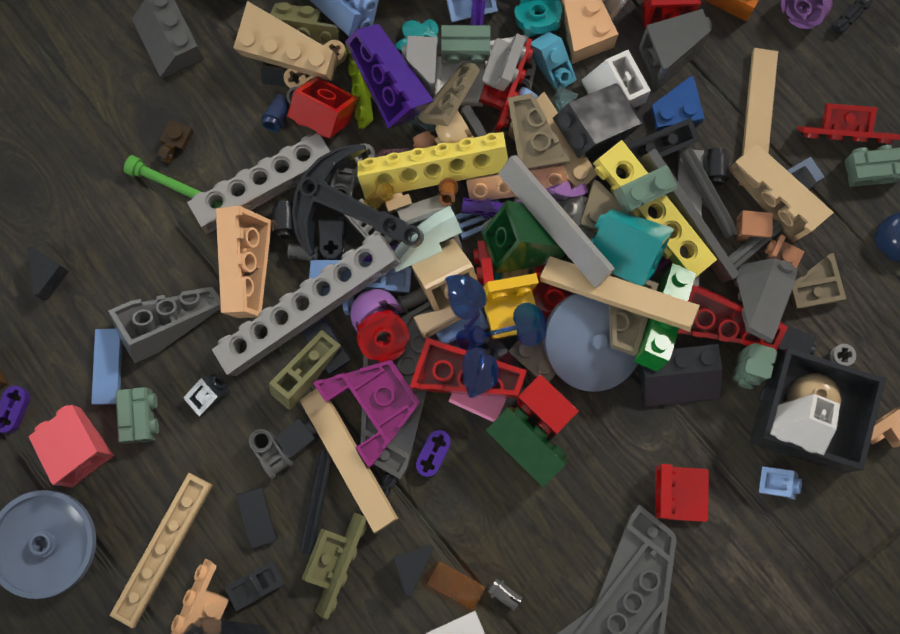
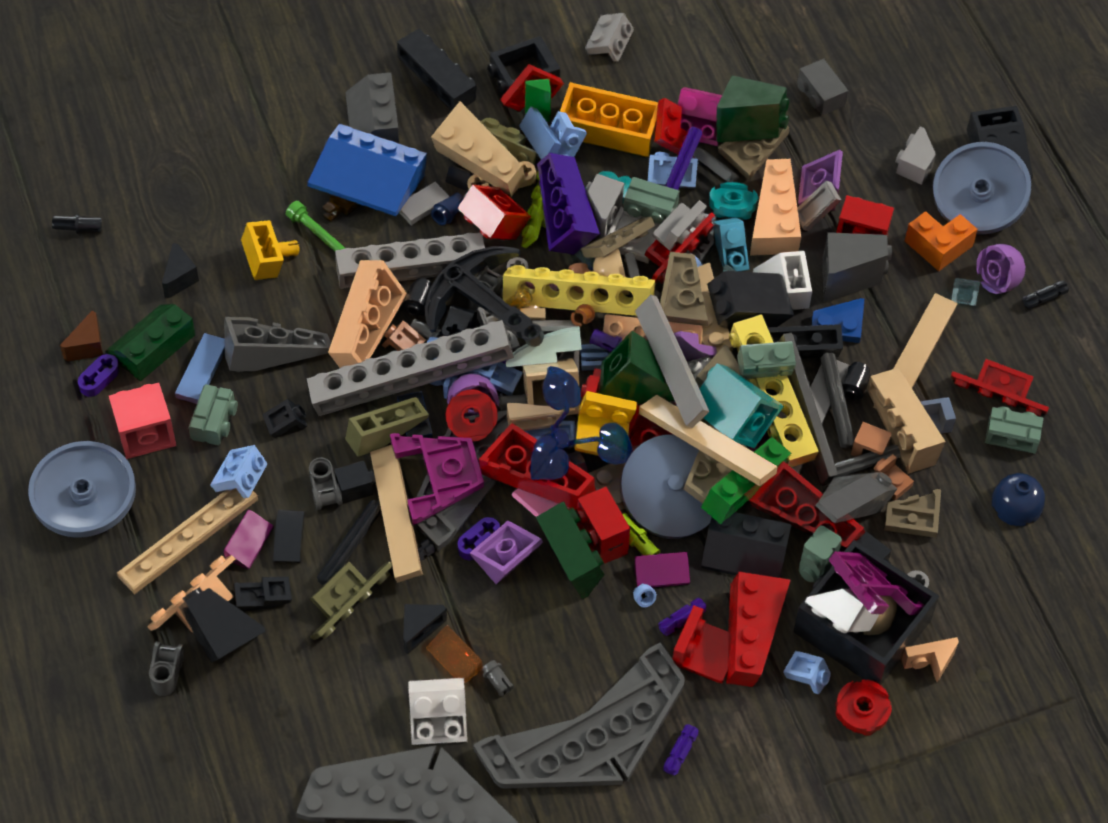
camera: 15 degrees right, 20 degrees down
(47, 355) = (153, 340): none -> dark green slope
(118, 222) = (264, 251): none -> yellow brick
(185, 100) = (368, 170): none -> blue slope
(185, 468) = (240, 471): none -> light blue bracket
(220, 534) = (248, 539): none -> magenta slope
(249, 115) = (422, 203): none -> light grey tile
(286, 270) = (402, 337): none -> nougat bracket
(465, 462) = (505, 550): none -> medium lavender slope
(593, 409) = (639, 539): none -> lime pin
(605, 458) = (649, 592): none -> light blue hinge
(612, 427) = (662, 569): none -> magenta slope
(647, 467) = (679, 617): none -> dark purple axle
(695, 604) = (680, 749): none -> dark purple axle
(718, 459) = (752, 624): none -> red wedge
(780, 36) = (965, 291): none -> clear light blue slope
(821, 394) = (869, 583): none -> magenta wing
(853, 491) = (863, 721): none -> red plate

